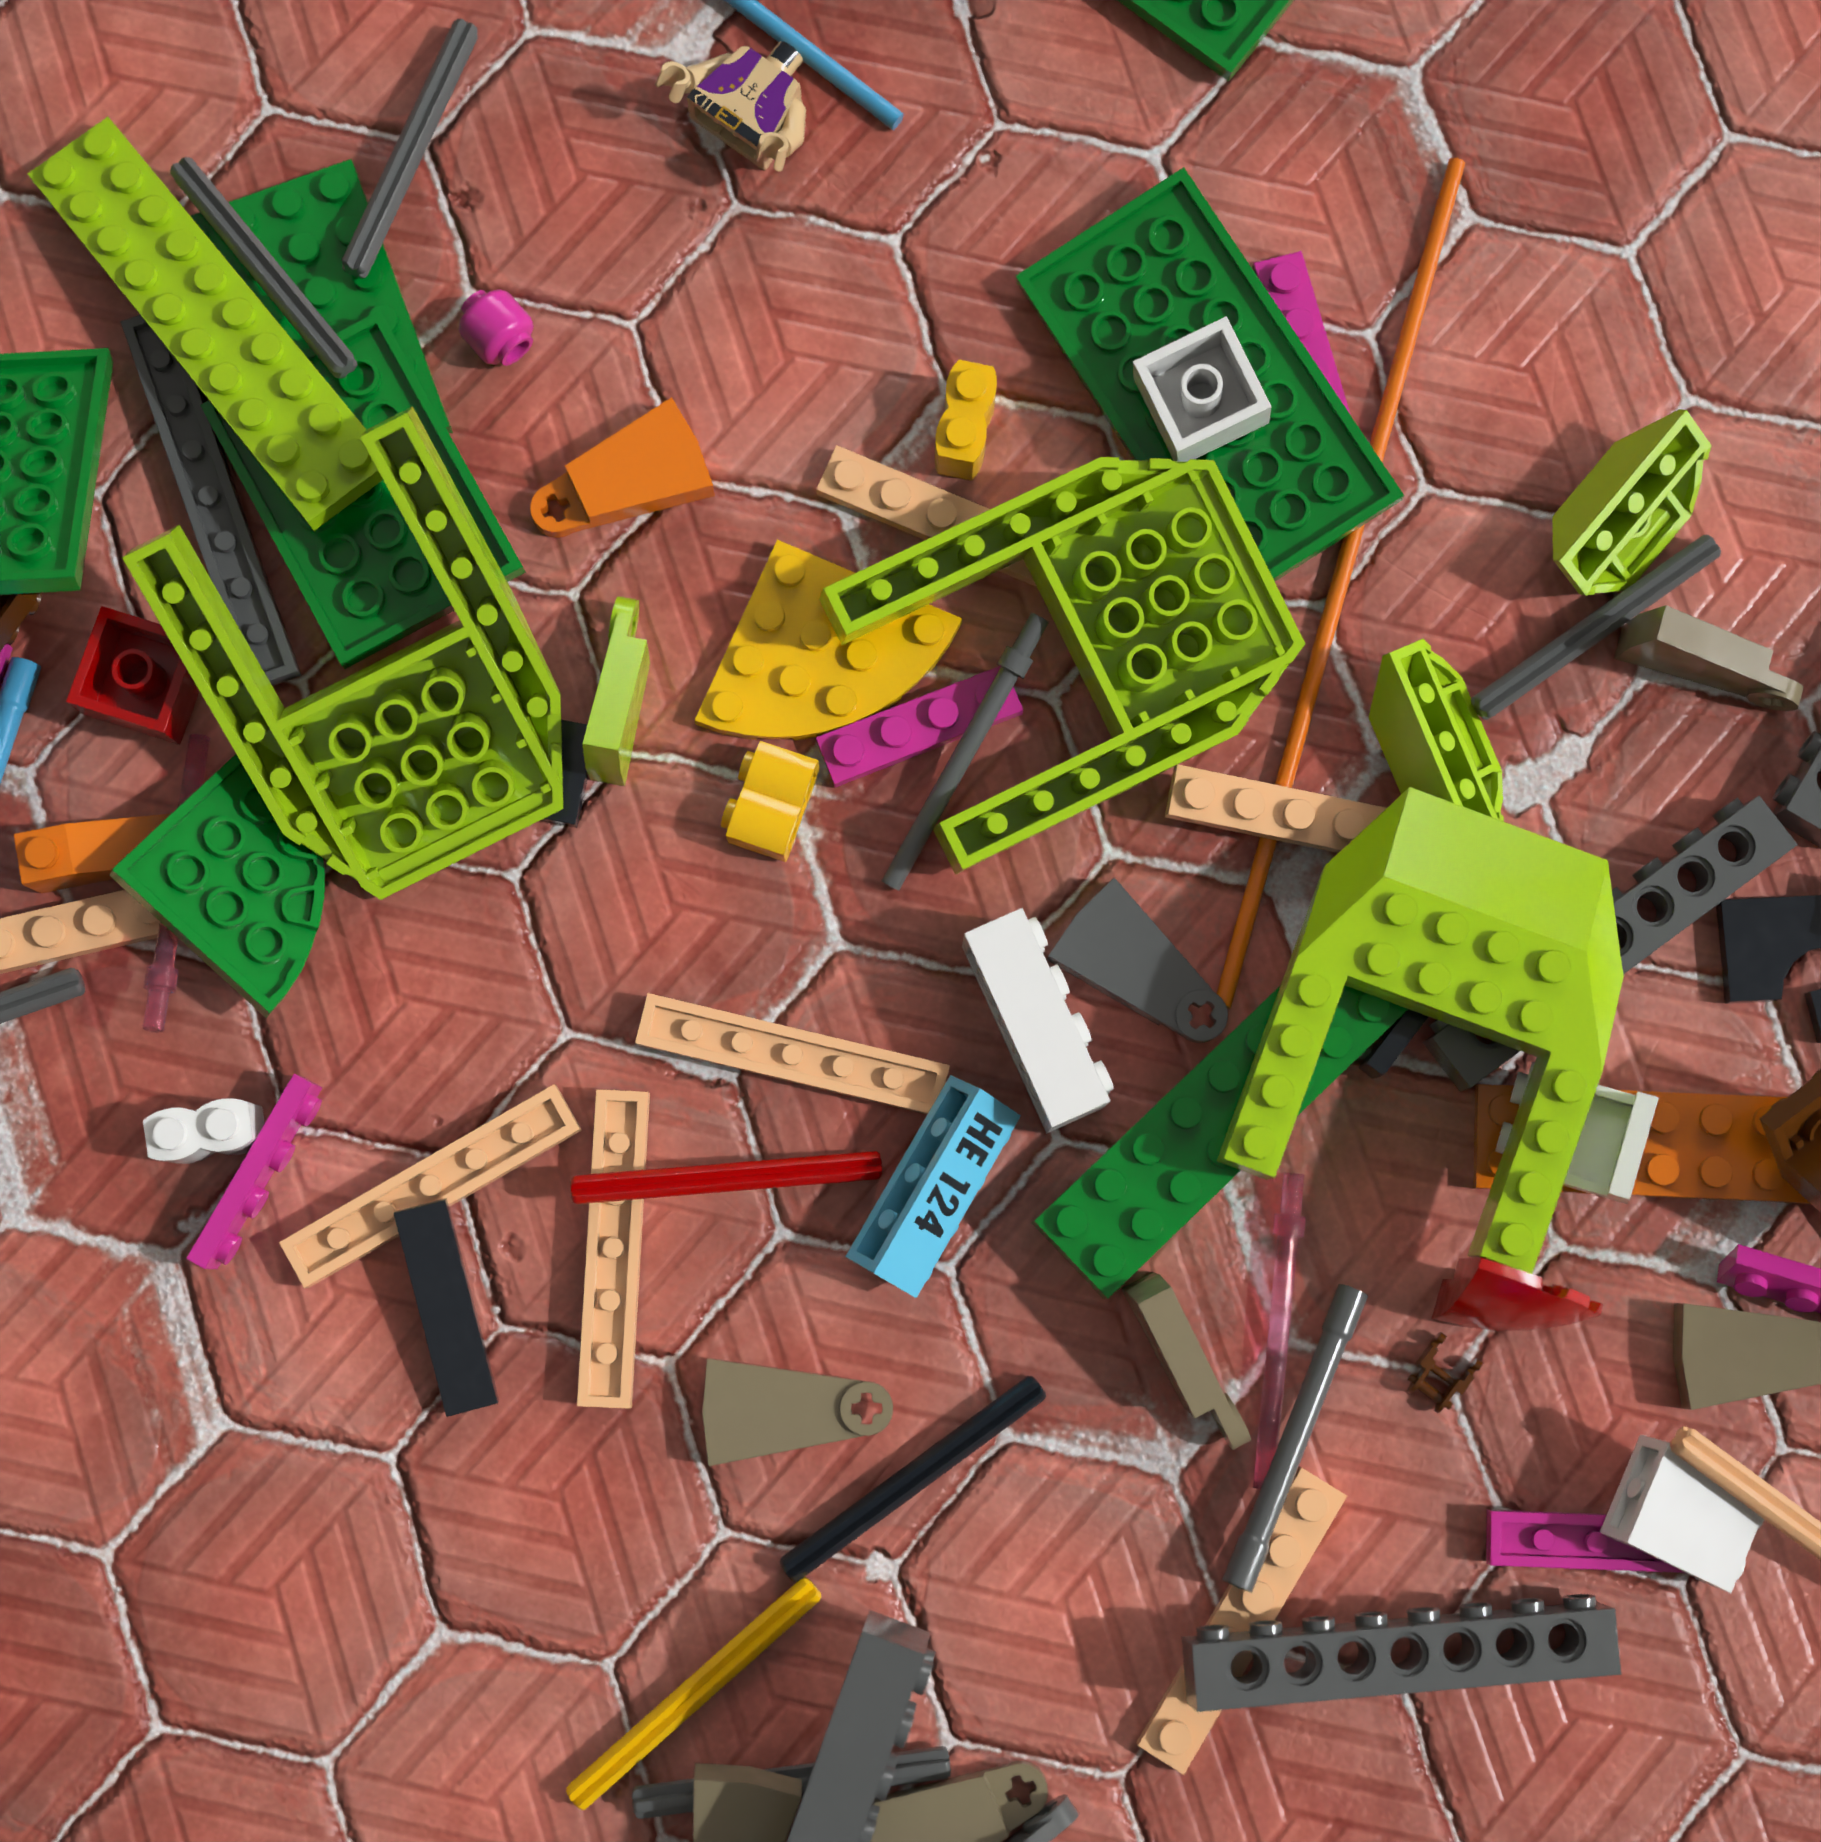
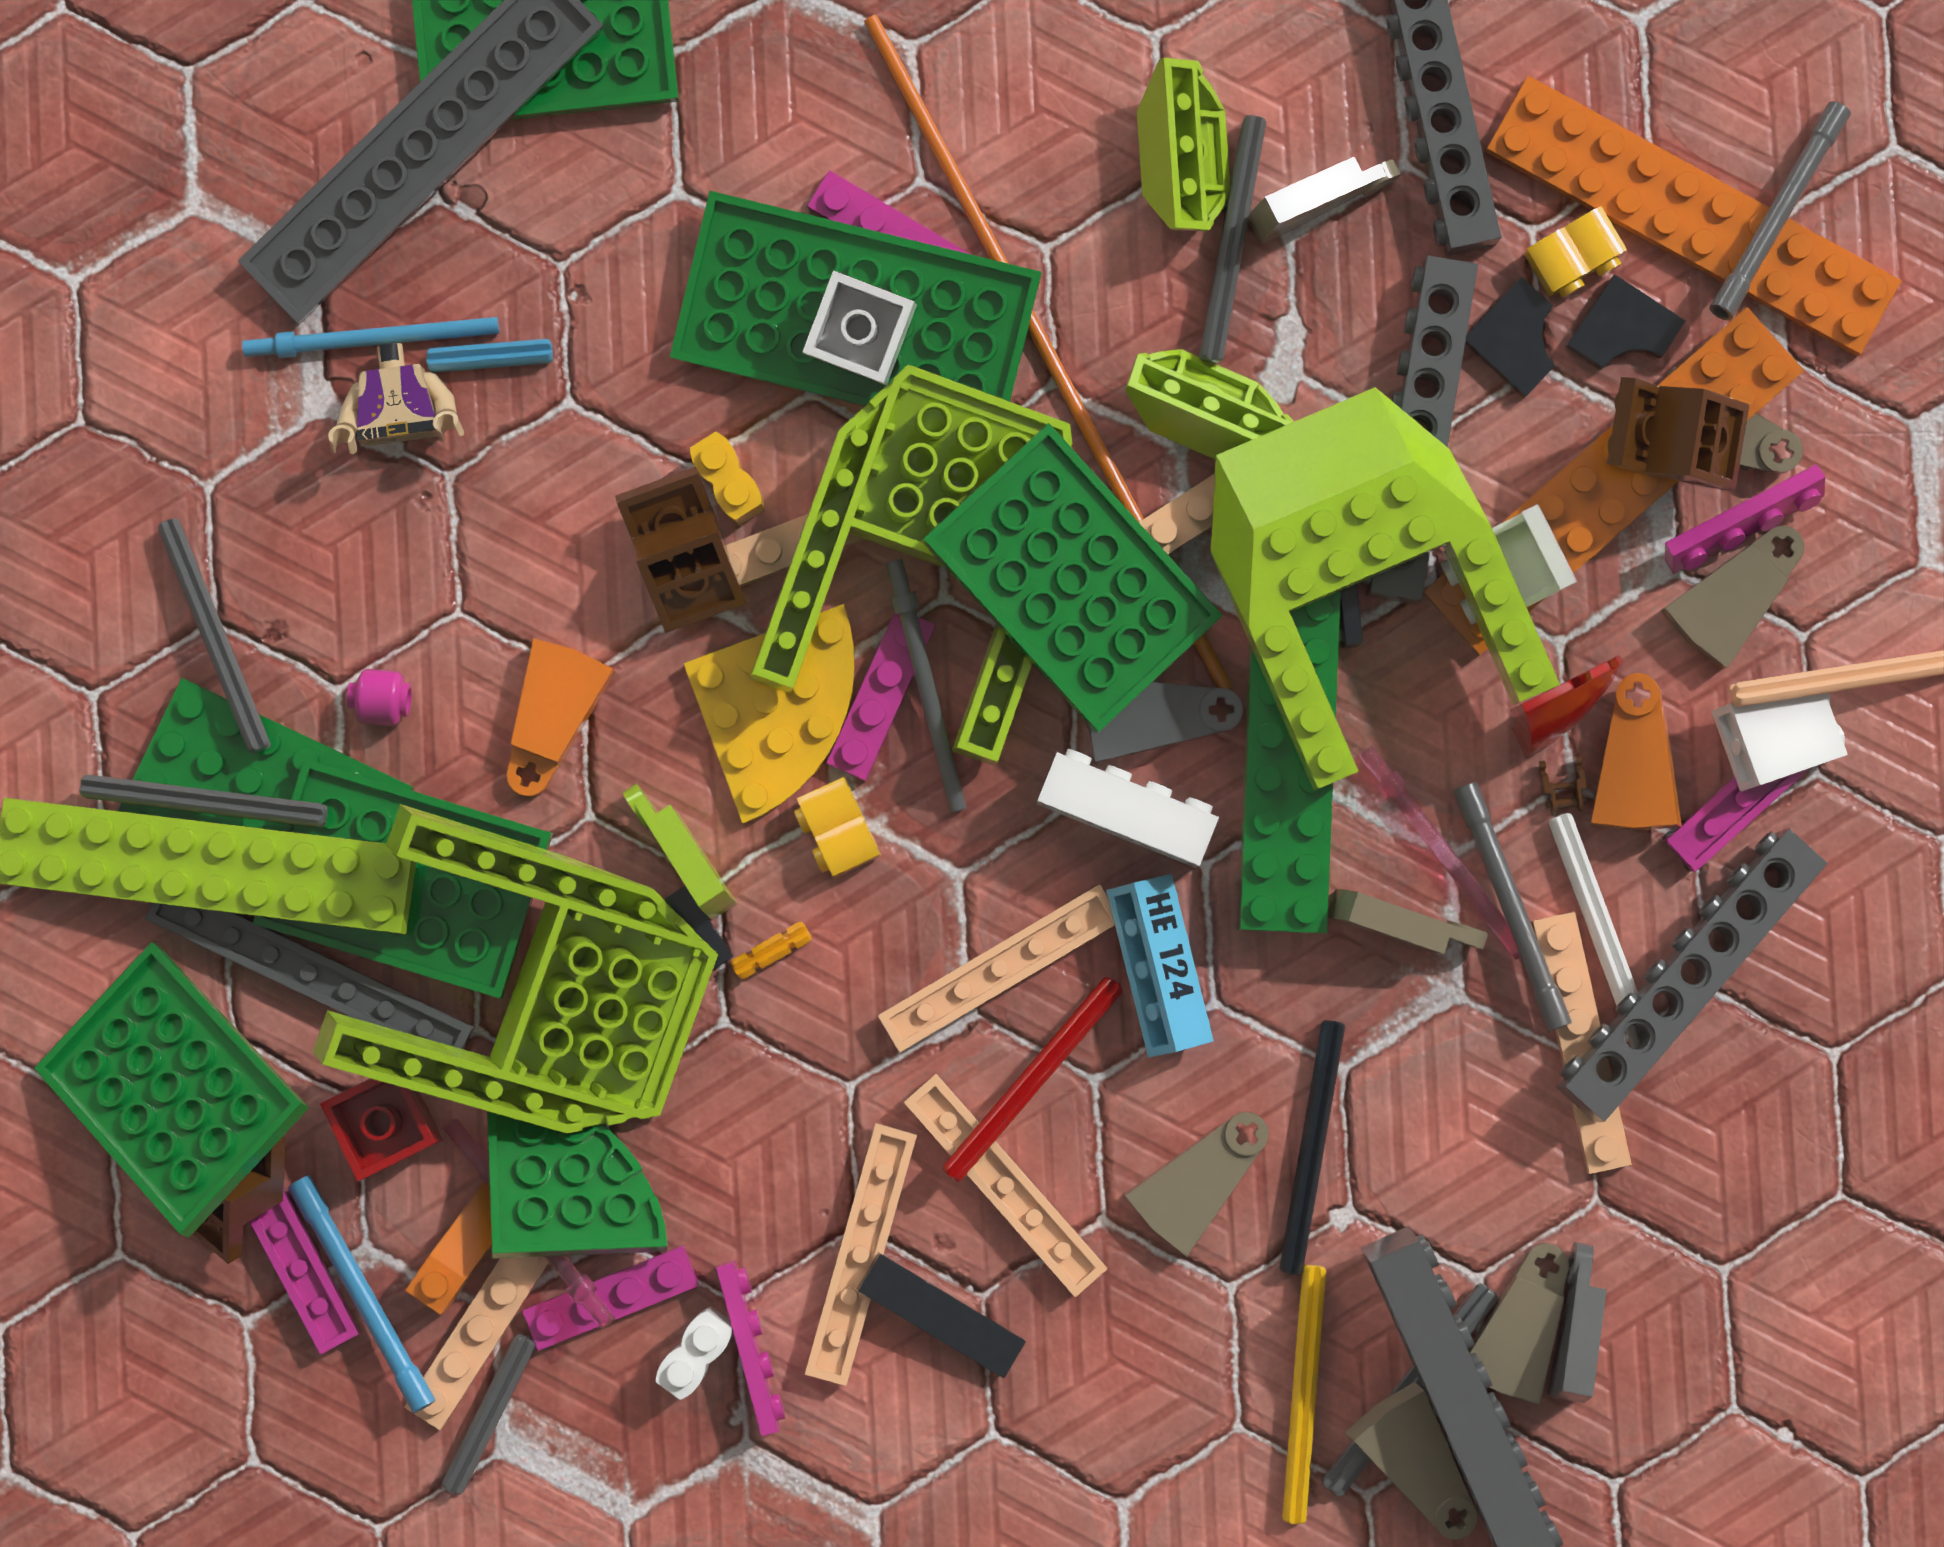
camera: 35 degrees left, 5 degrees up
(189, 1018) = (621, 1293): none -> dark pink plate
(612, 851) = (771, 950): none -> light orange axle
(866, 138) = (489, 355): none -> dark azure axle
(866, 438) = (680, 549): none -> reddish brown bracket
(1180, 772) = (1072, 578): none -> green plate
(1363, 1515) = (1594, 912): none -> white axle
(1524, 1422) = (1637, 767): none -> orange piece

